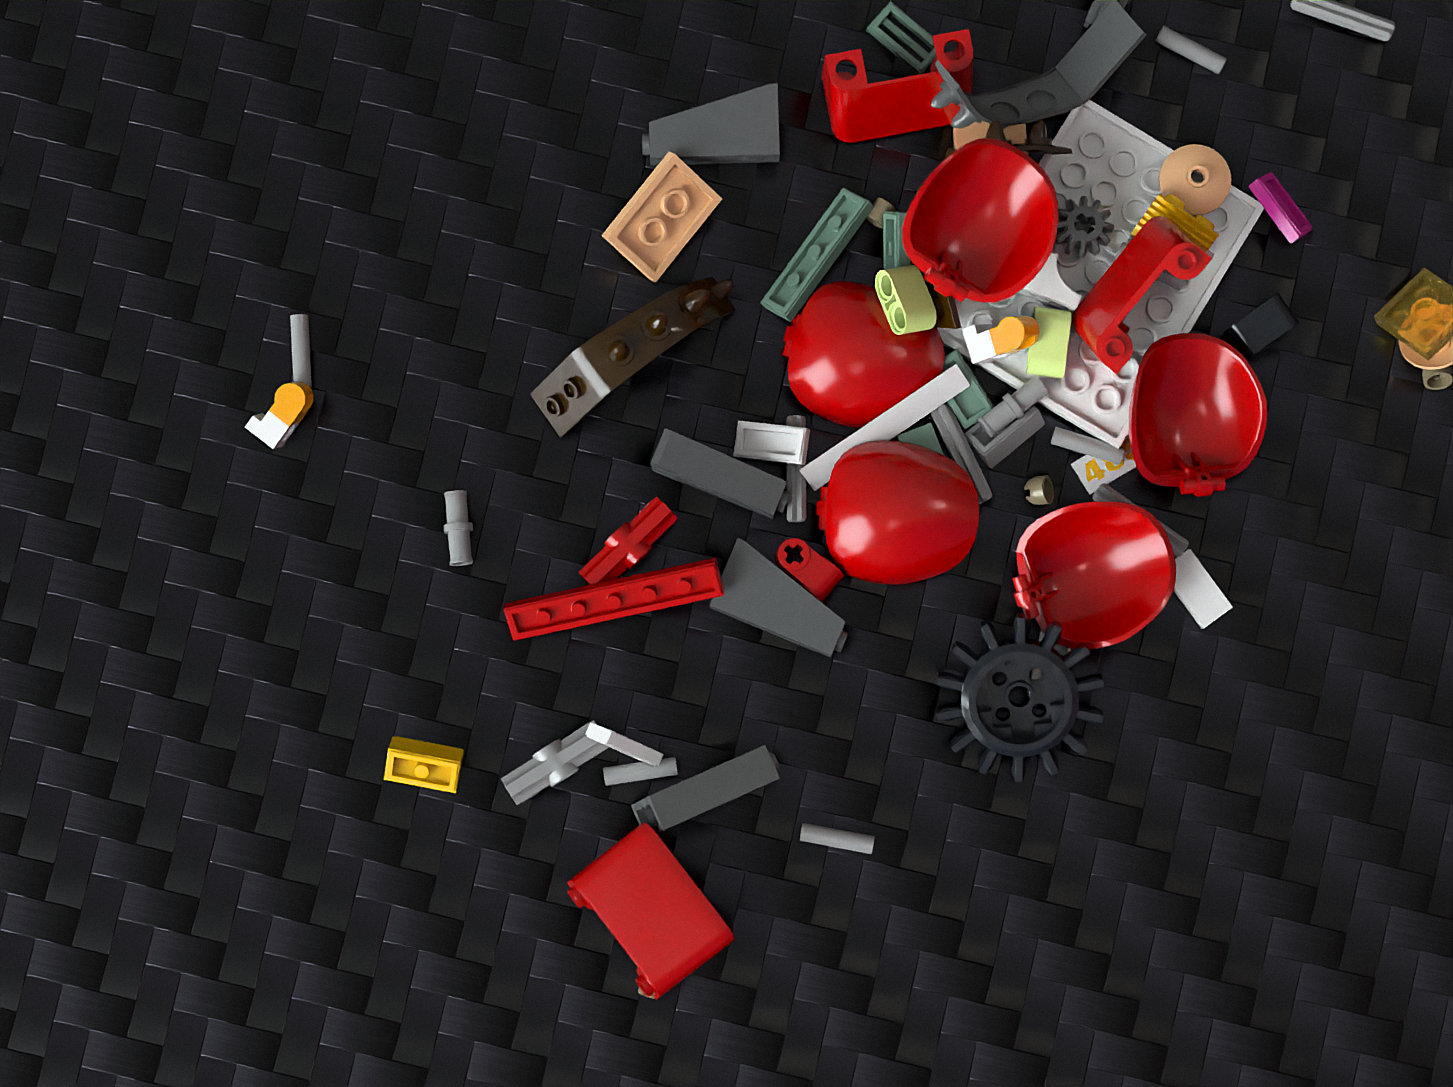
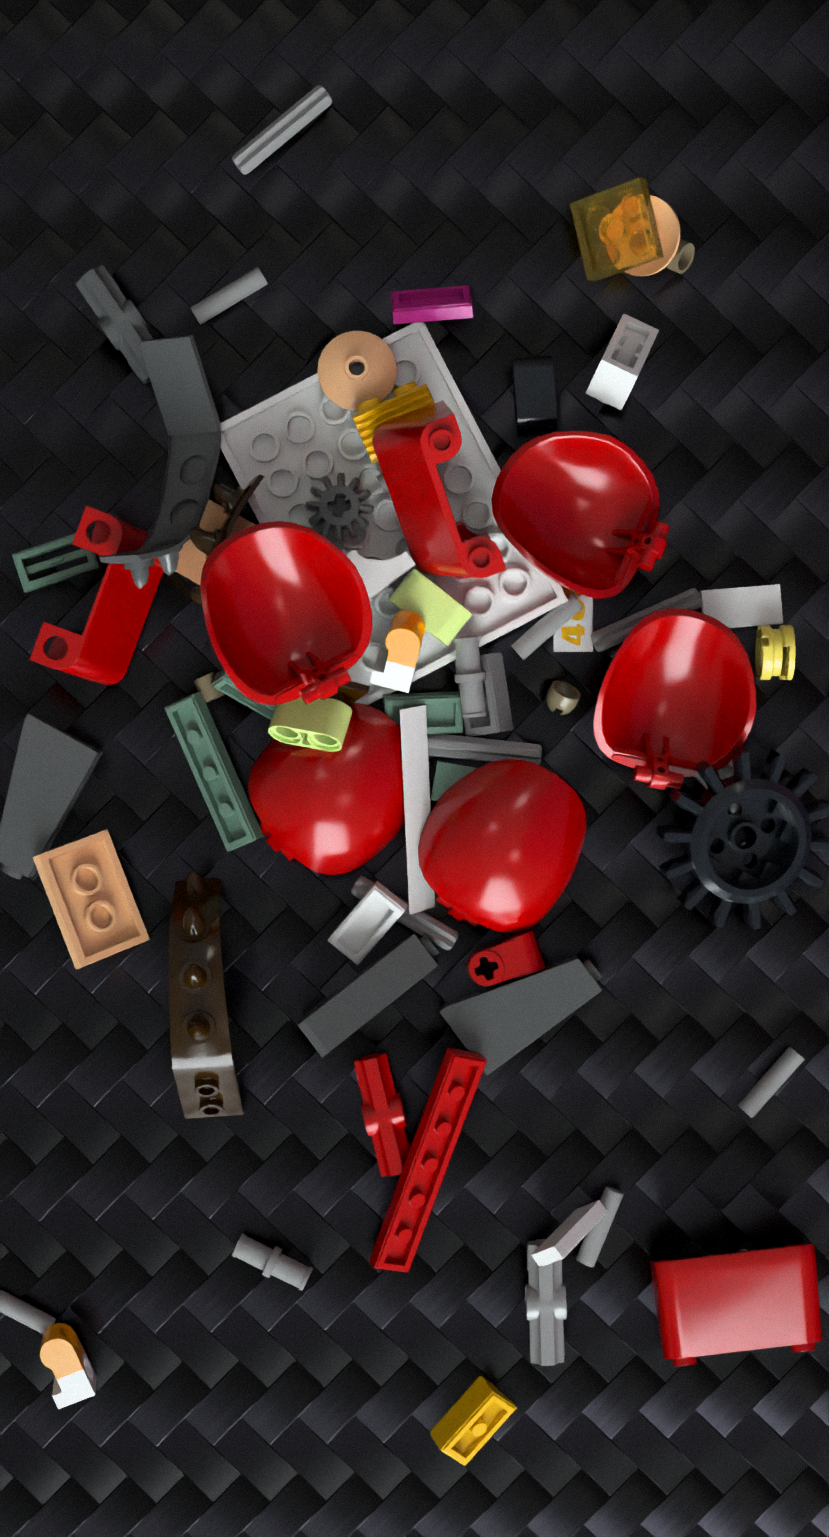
camera: 55 degrees left, 5 degrees up
(707, 790) = (657, 1179): dark grey slope -> none
(1175, 630) = (775, 652): none -> light yellow wheel
(1328, 379) = (622, 361): none -> white arch

